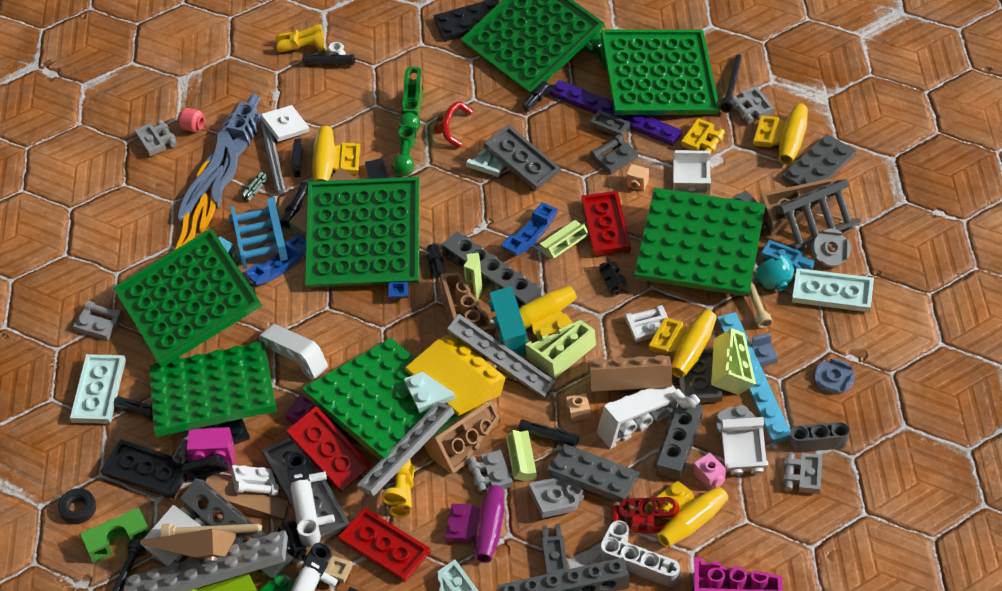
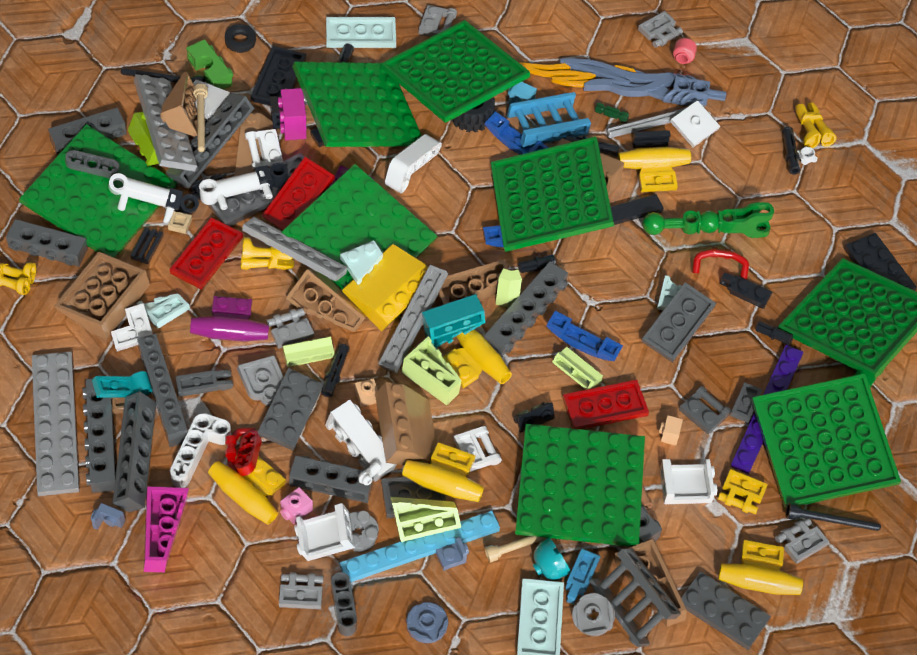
camera: 75 degrees right, 5 degrees up
(485, 111) = (746, 290): none -> black hinge

